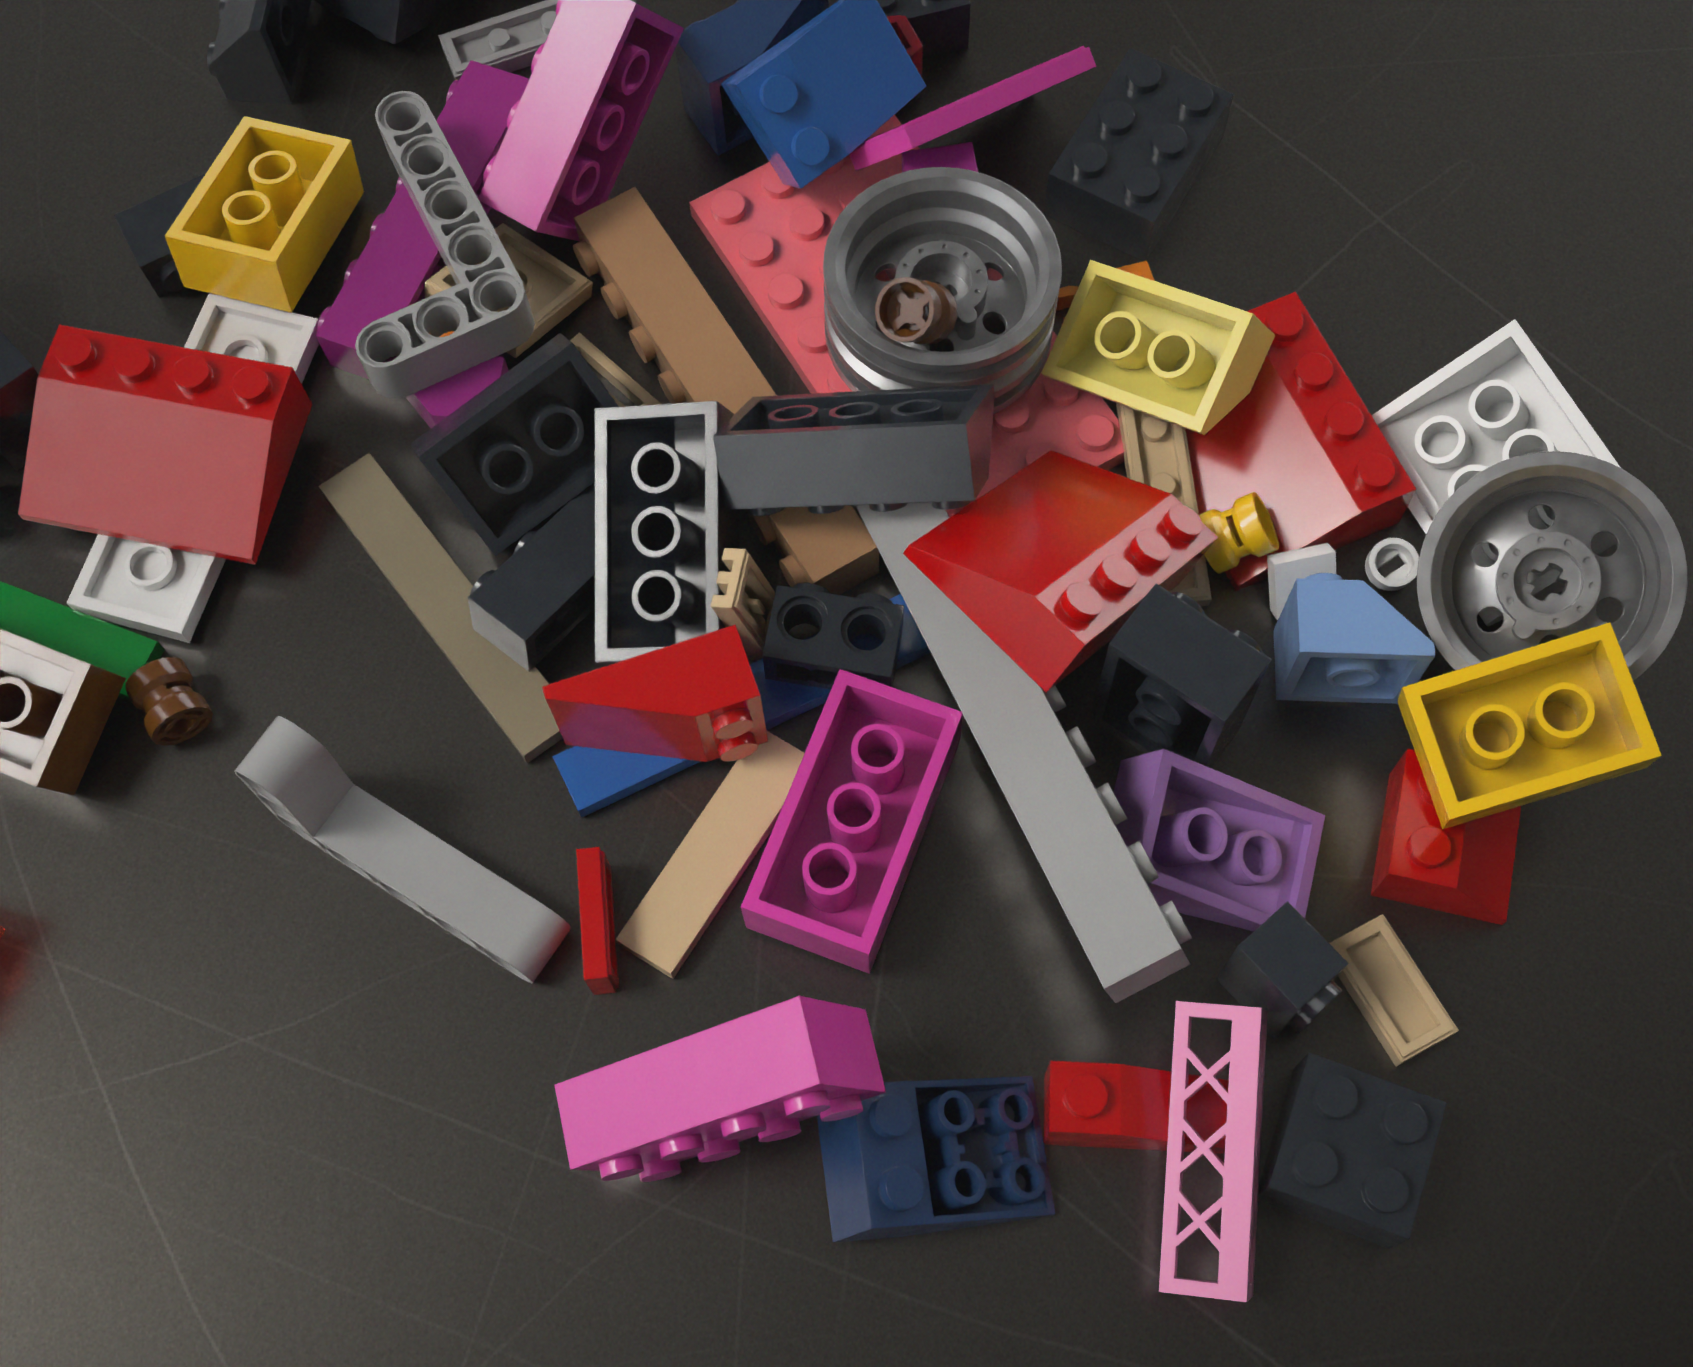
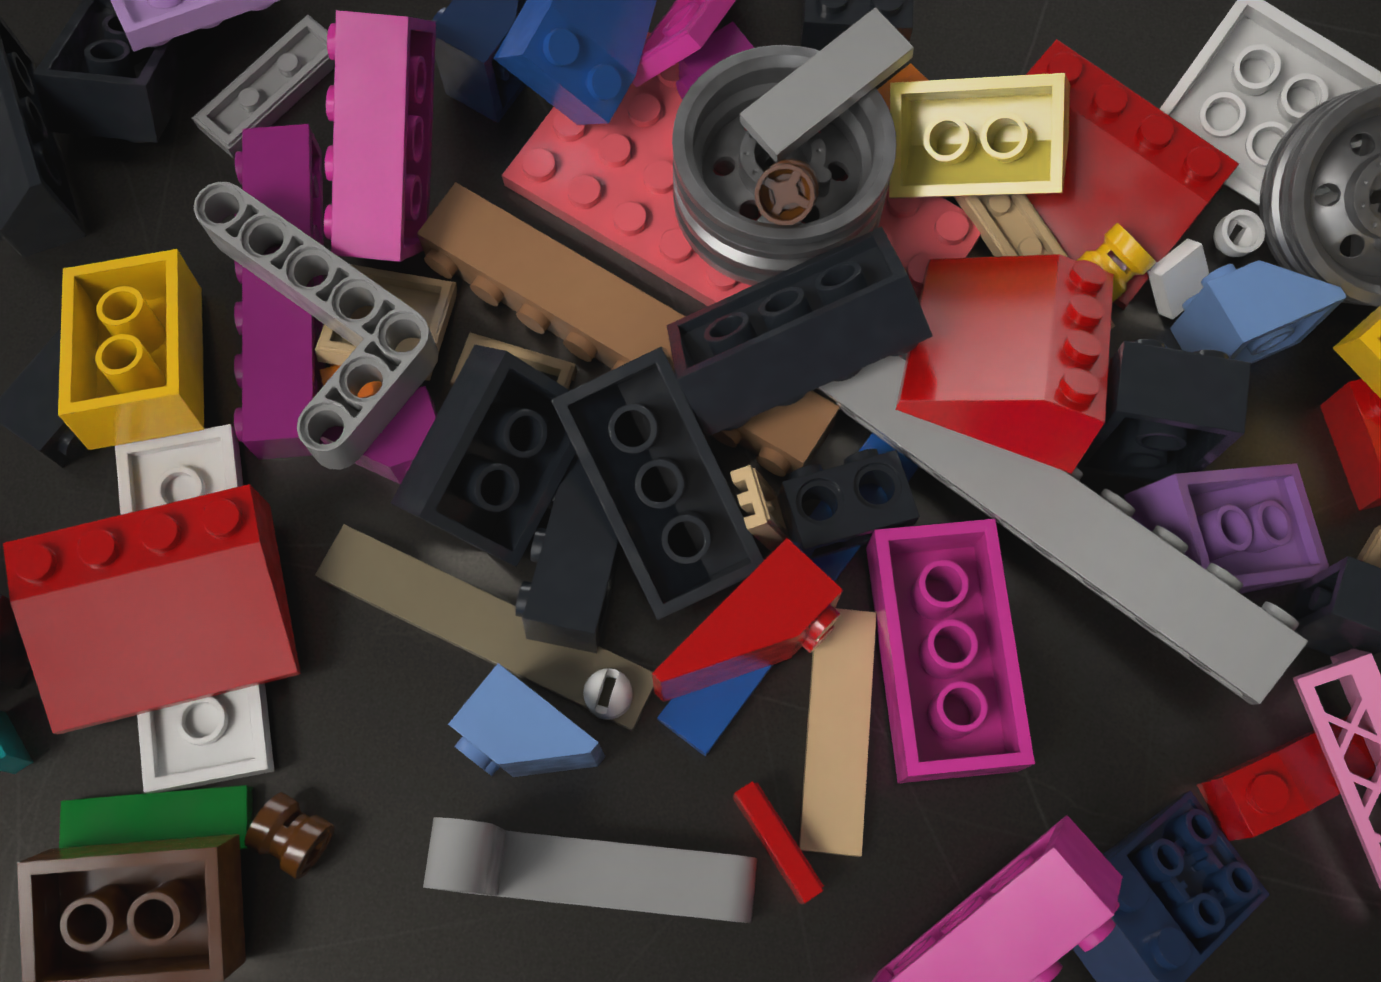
camera: 30 degrees left, 5 degrees up
(410, 700) = (520, 731): none -> medium blue slope
(524, 717) = (620, 698): none -> white hinge
(1011, 229) = (826, 85): none -> light grey tile

